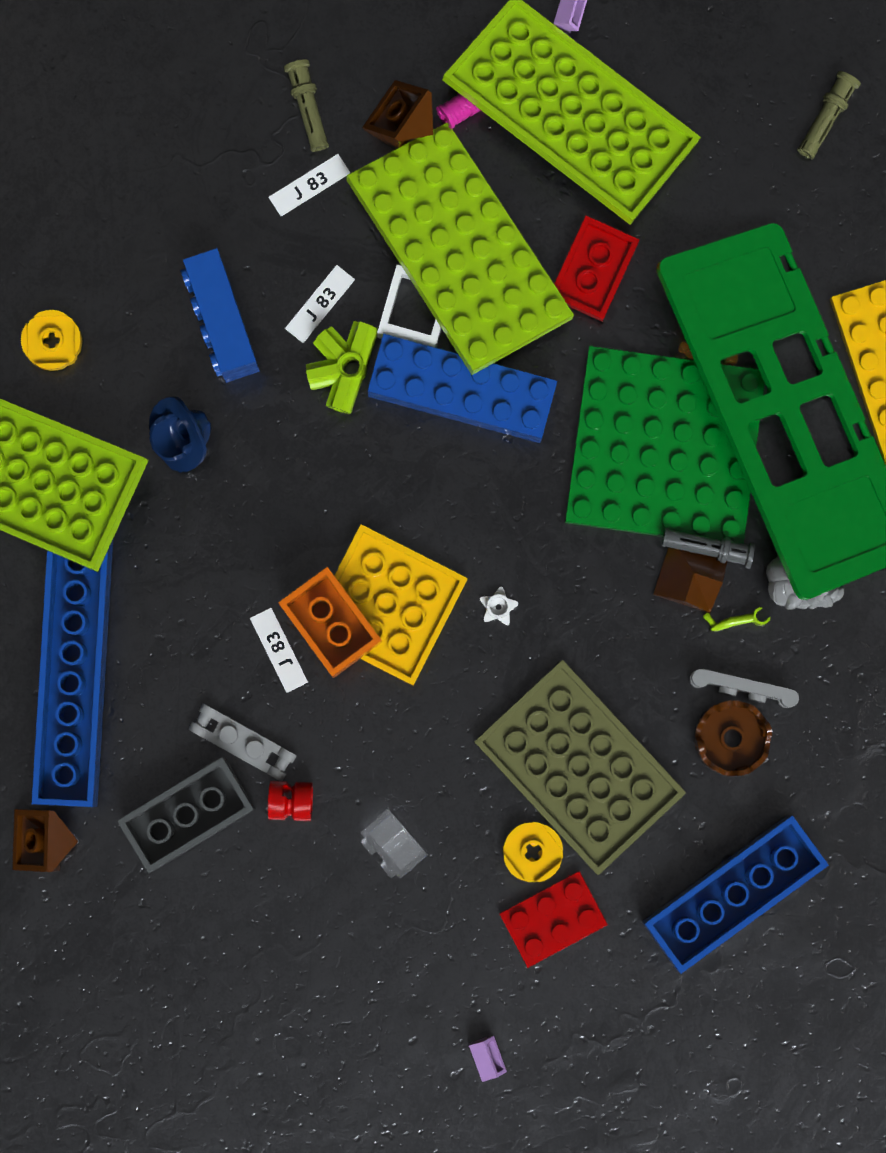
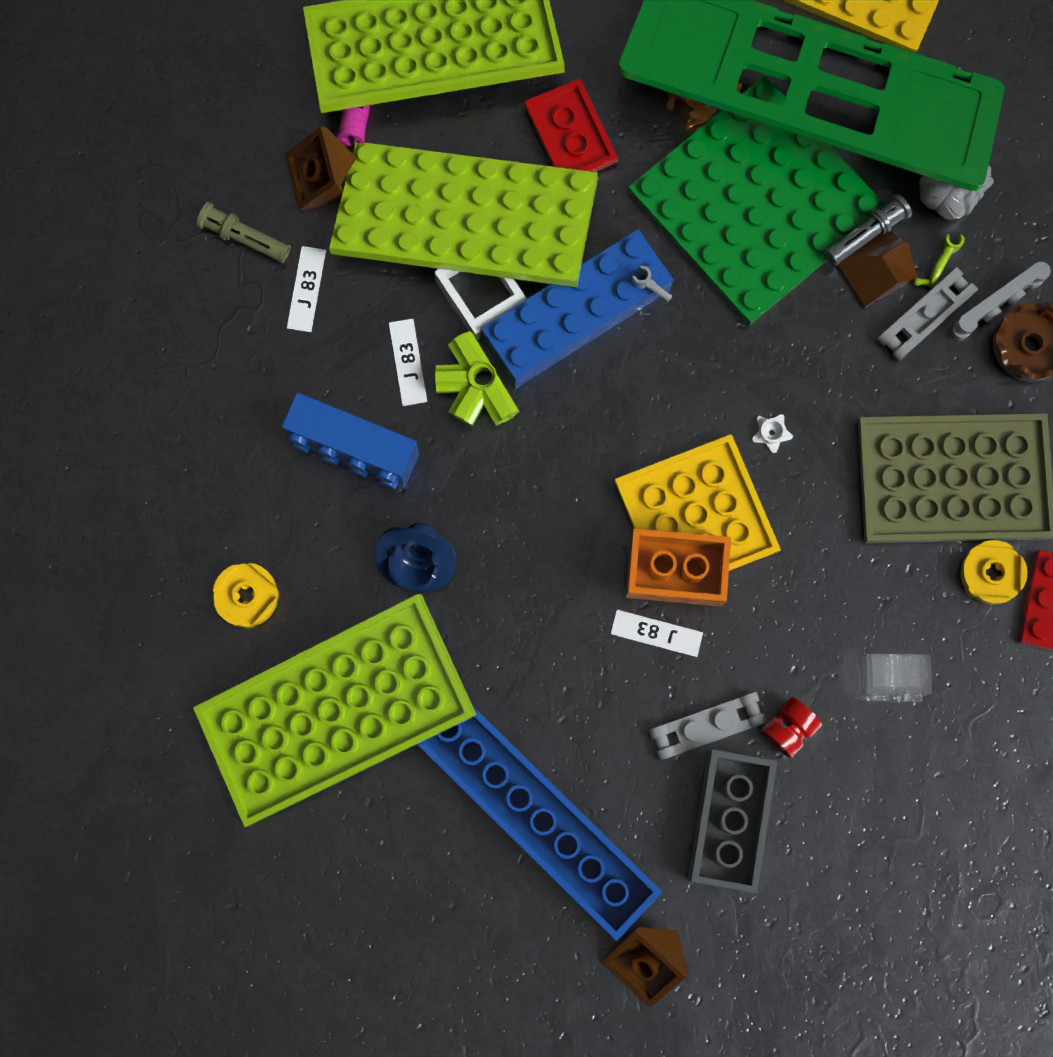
camera: 50 degrees left, 5 degrees down
(520, 426) = (649, 283): none -> light grey hand
(687, 644) = (928, 314): none -> light grey plate

